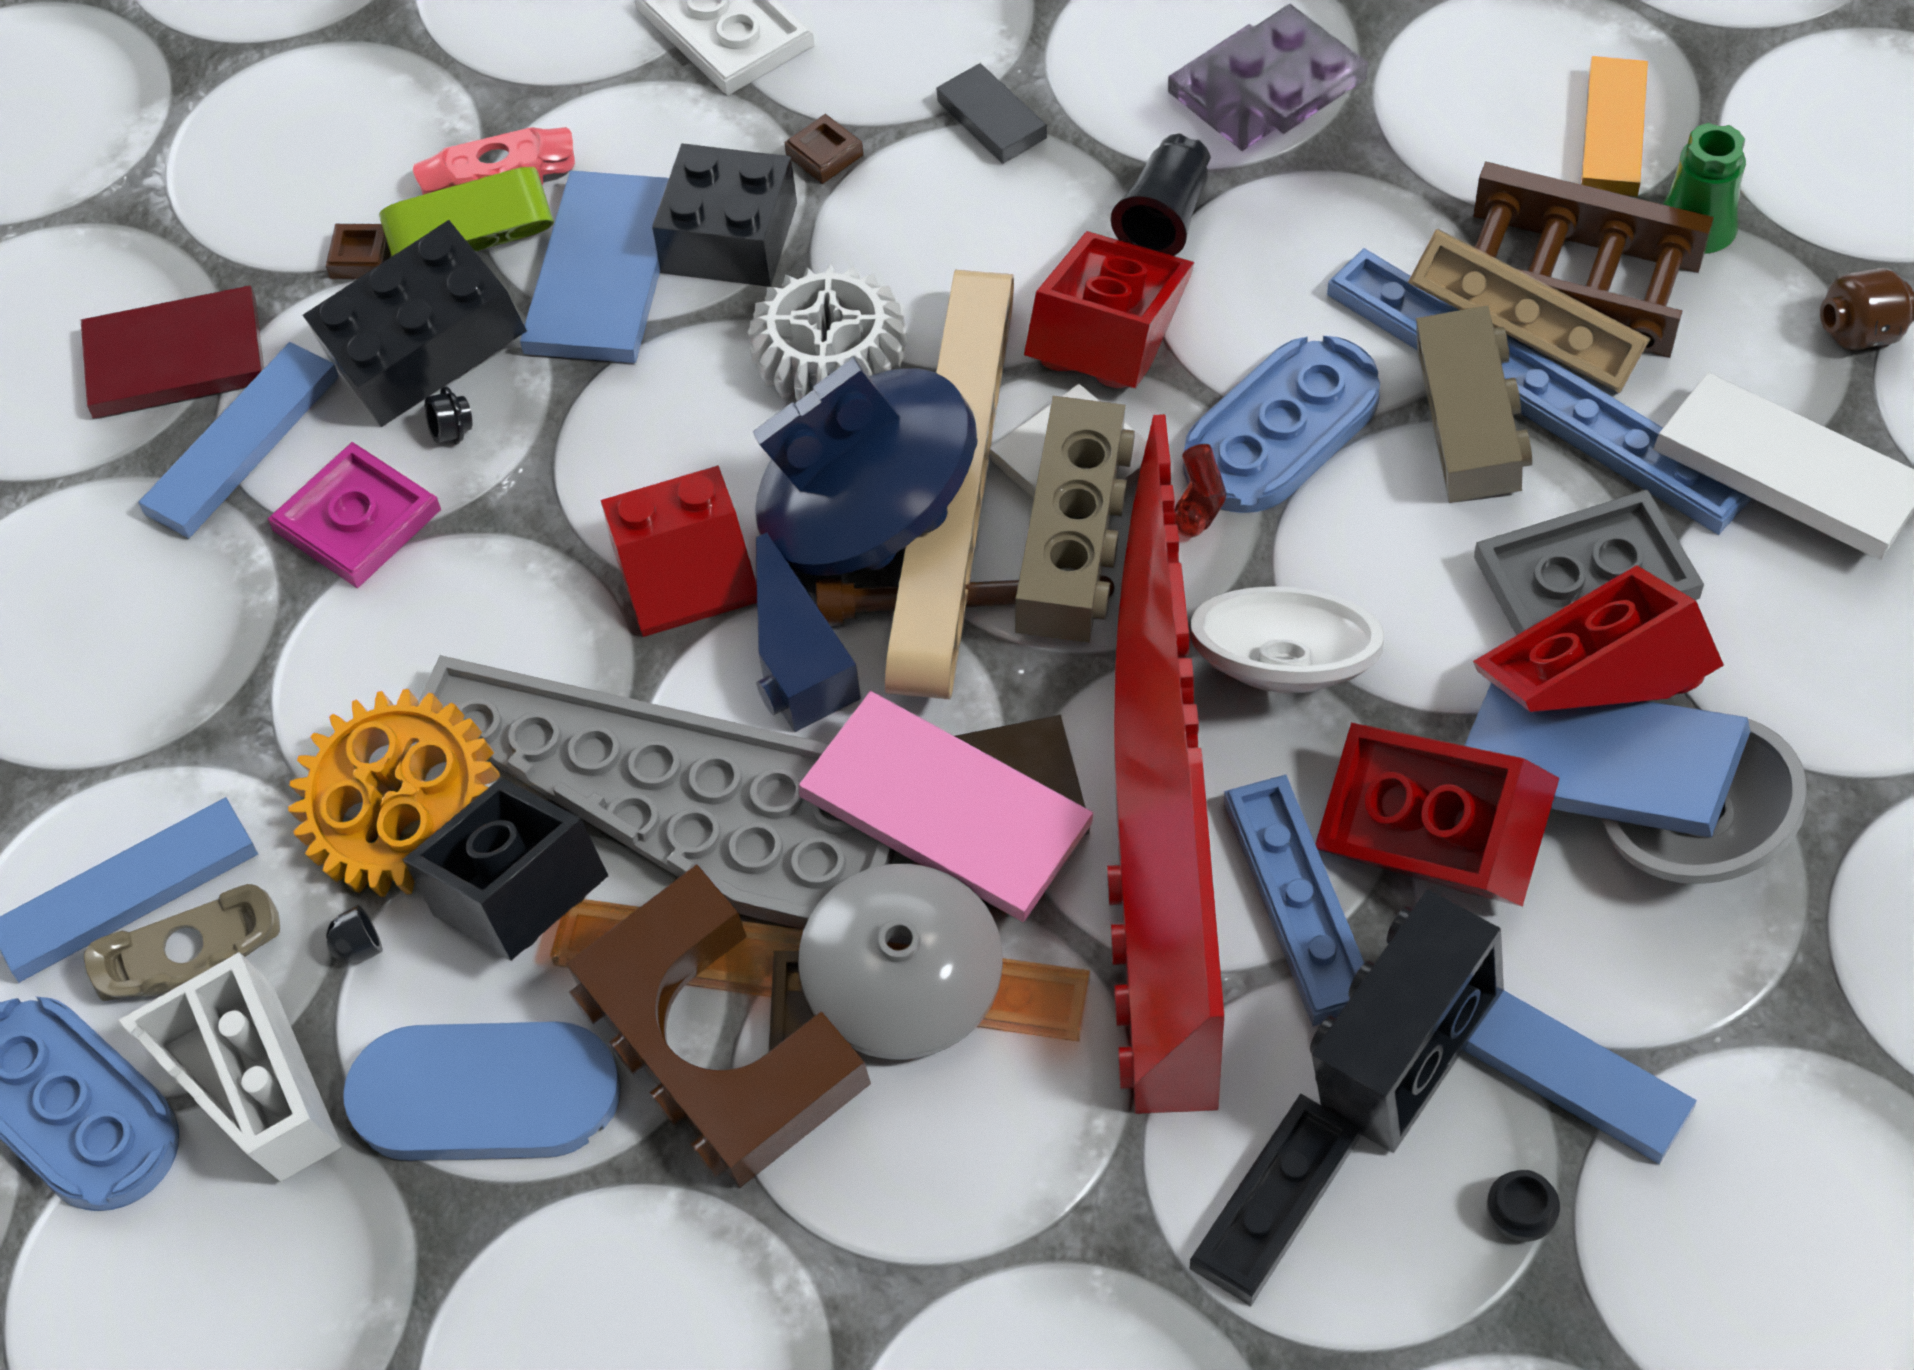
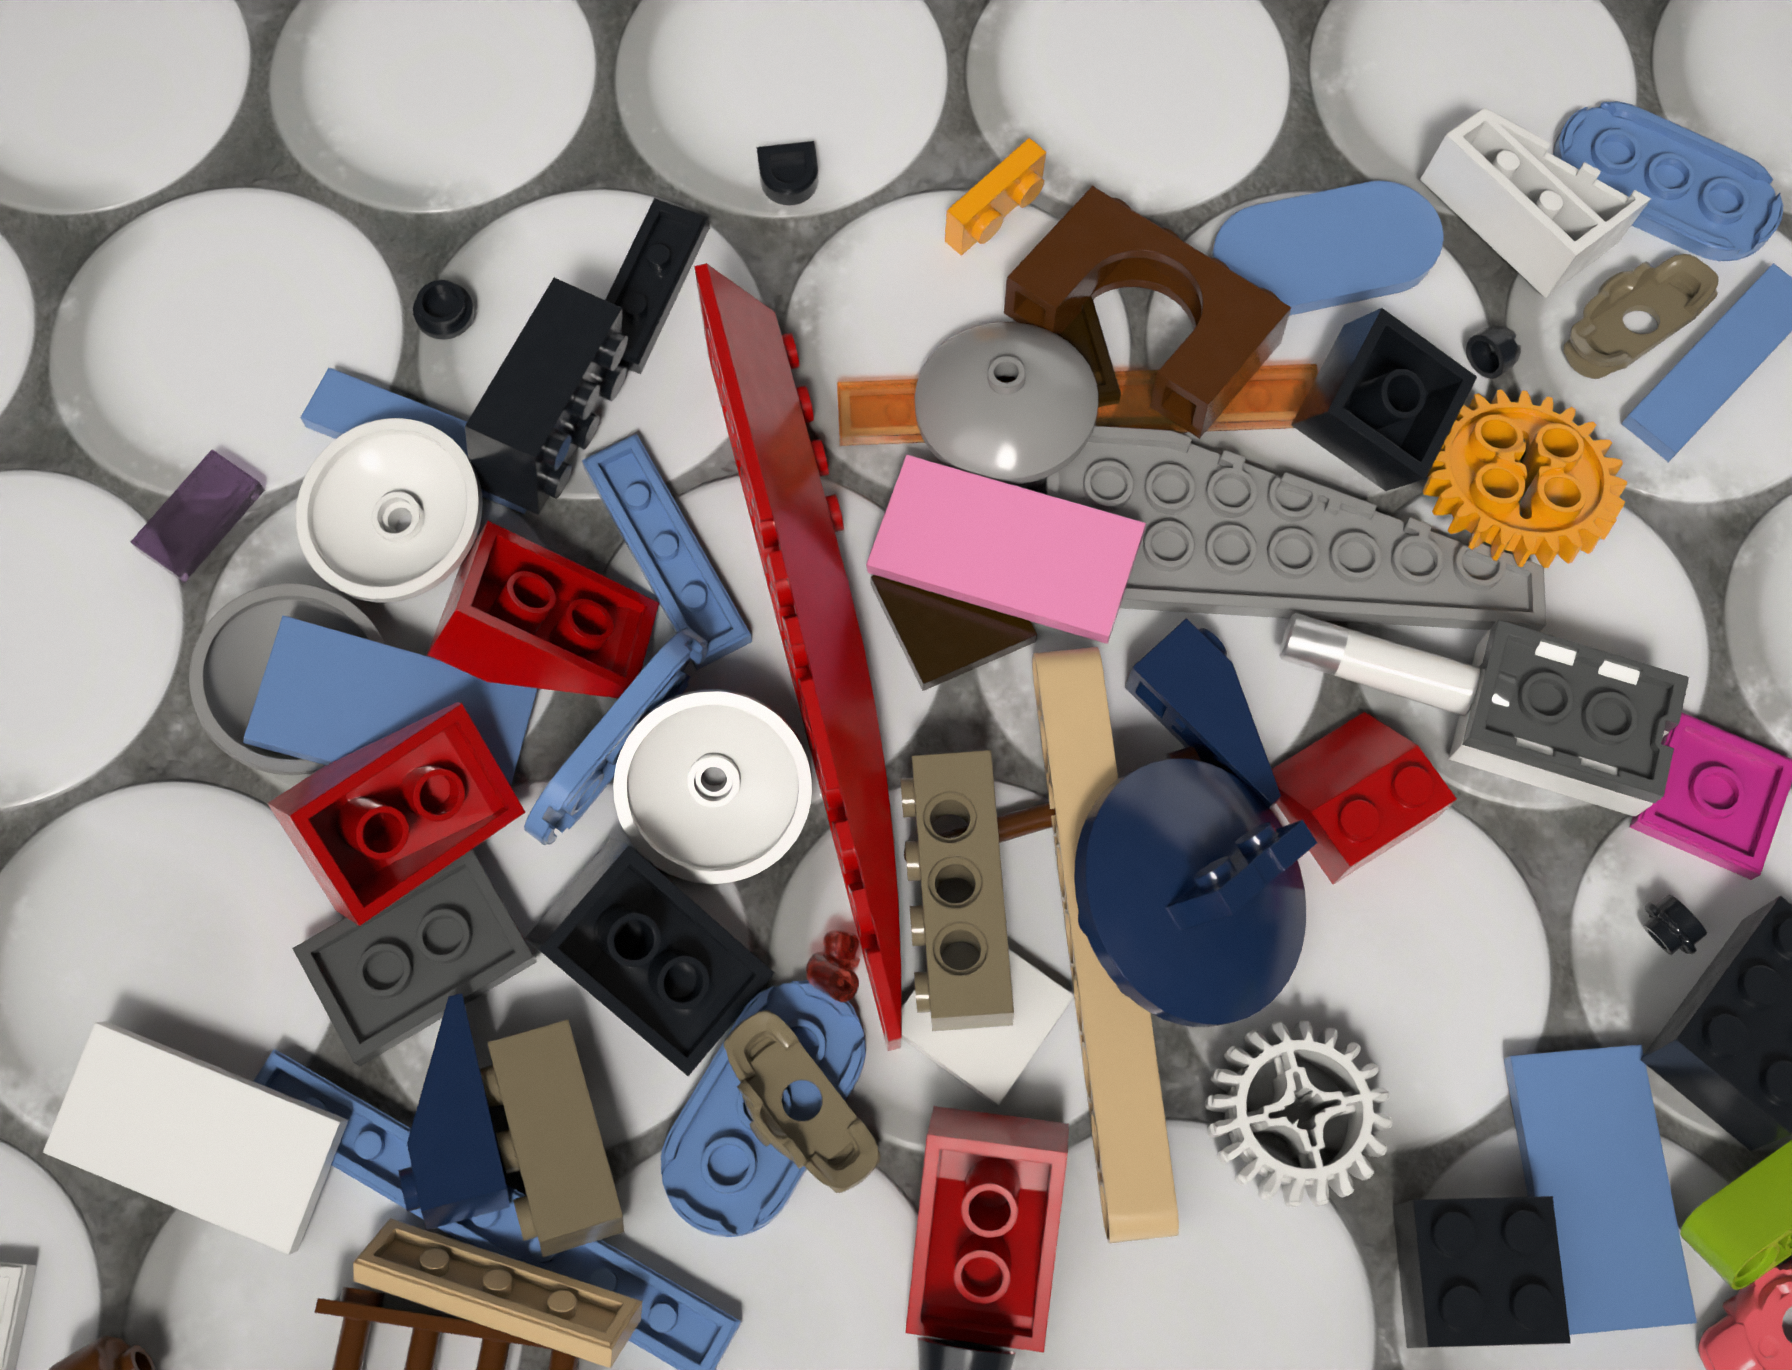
camera: 160 degrees right, 15 degrees up
(499, 581) = (1524, 706): none -> dark grey piece
(823, 1219) = (983, 208): none -> light orange plate
(1080, 1311) = (788, 172): none -> black tile
(1231, 369) = (833, 1143): none -> dark tan piece
(1373, 687) = (595, 759): none -> medium blue tile
(1375, 535) = (650, 955): none -> black slope
(1559, 409) = (452, 1136): none -> dark blue slope
(1613, 927) = (362, 491): none -> white dish
(1814, 1024) = (197, 516): none -> clear purple tile

